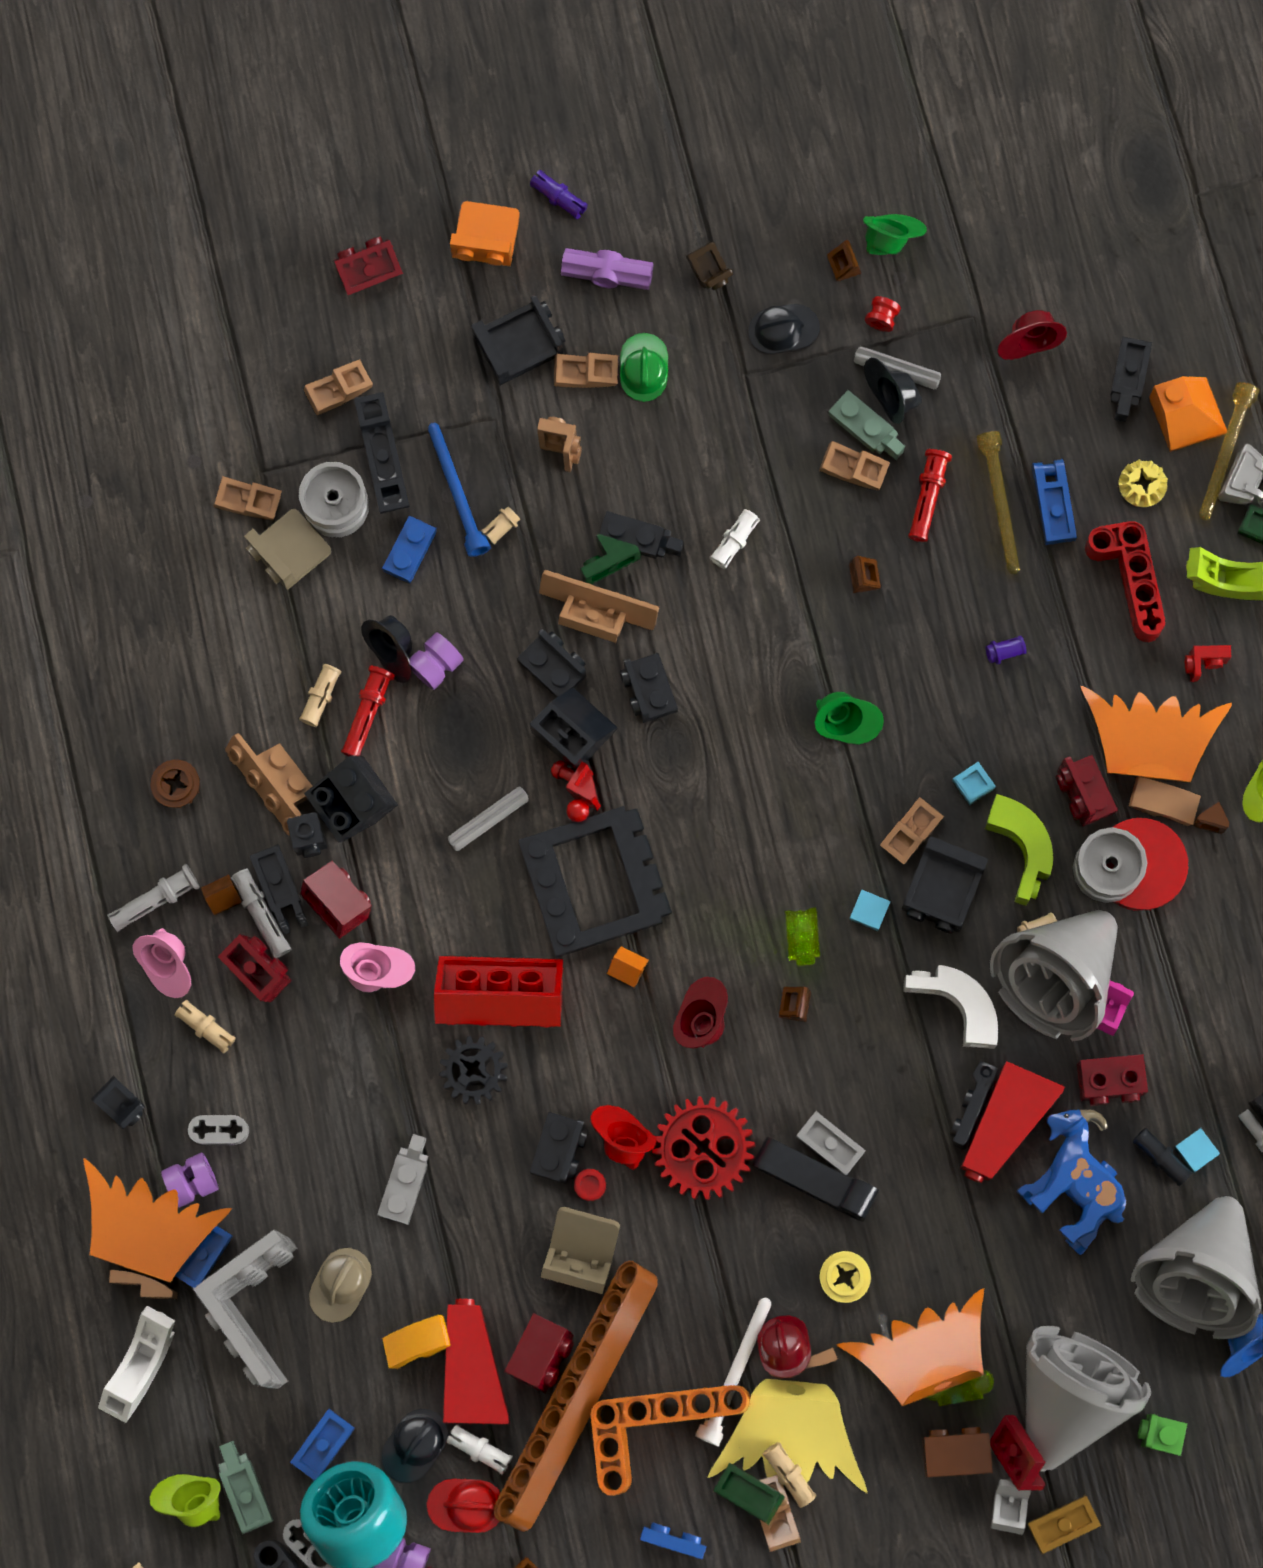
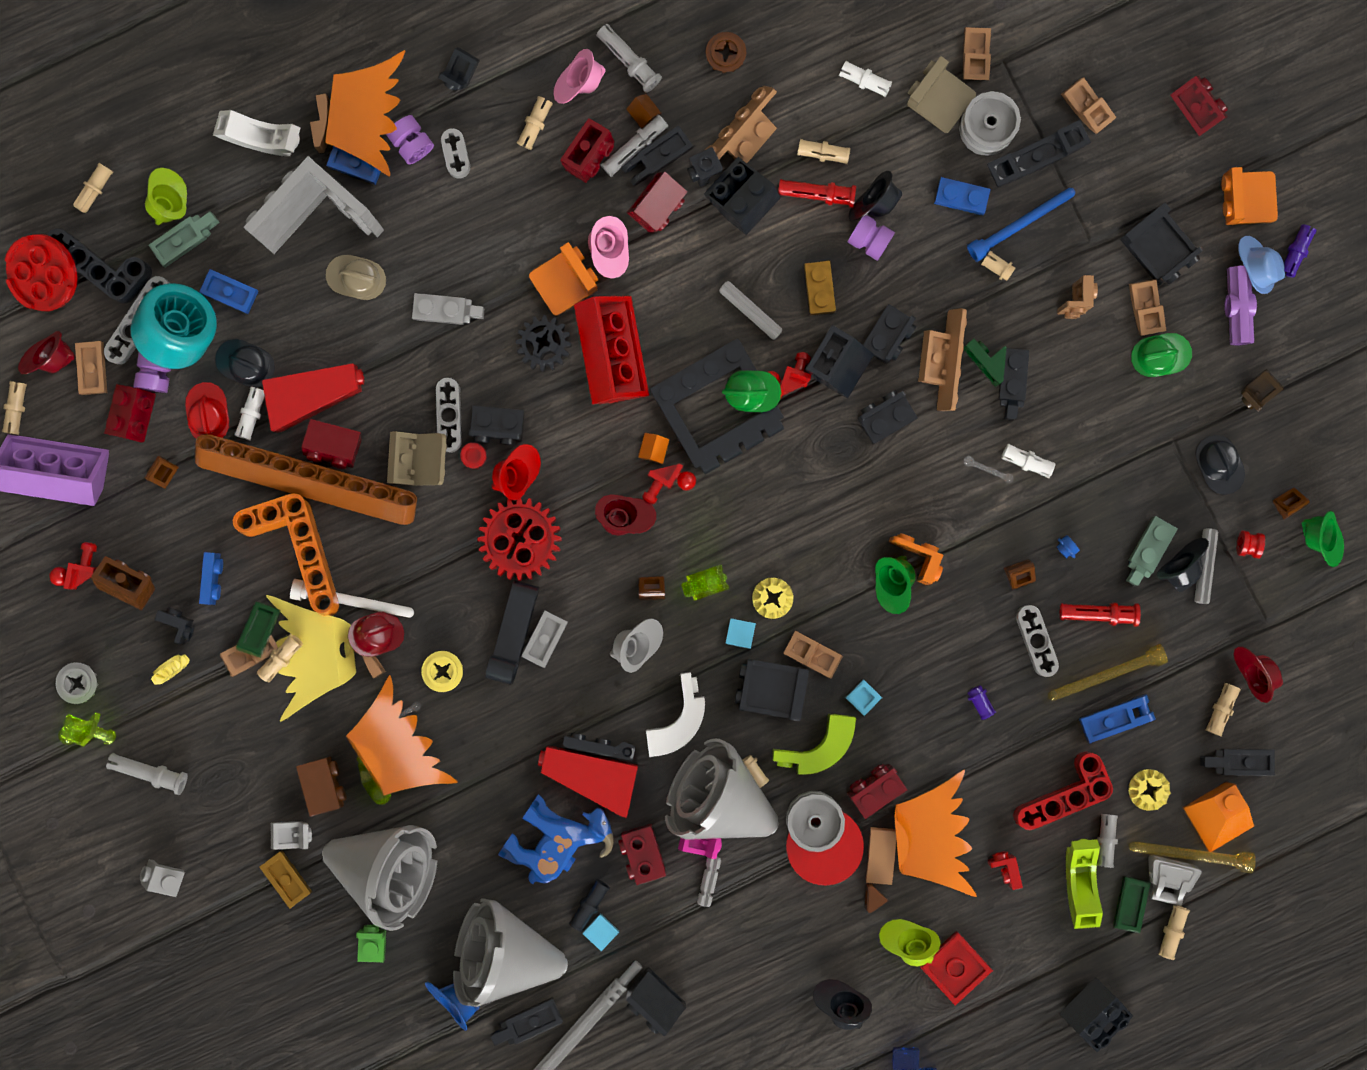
camera: 70 degrees right, 10 degrees up
(246, 629) = (865, 78): none -> white pin
(402, 1029) = (564, 280): none -> orange bracket
(416, 1341) = (321, 345): light orange slope -> none
(479, 733) = (819, 288): none -> pearl gold plate
(512, 1193) = (454, 395): none -> light grey beam
(565, 235) = (1262, 264): none -> medium blue piece
(586, 834) = (752, 391): none -> green piece
(667, 956) = (666, 477): none -> red piece
(721, 605) = (969, 461): none -> clear hinge
(830, 877) = (771, 610): none -> light yellow gear
(835, 670) = (930, 570): none -> orange bracket
(844, 515) = (1067, 547): none -> blue plate
(854, 467) = (1111, 547): medium nougat slope -> none
(860, 1033) = (636, 646): none -> light grey piece
(969, 576) = (1037, 661): none -> light grey beam
(1018, 1454) = (327, 834): dark red bracket -> none
(1066, 383) = (1223, 709): none -> tan pin
(1159, 1008) = (708, 882): none -> light grey axle
(1187, 540) = (1107, 840): none -> light grey pin

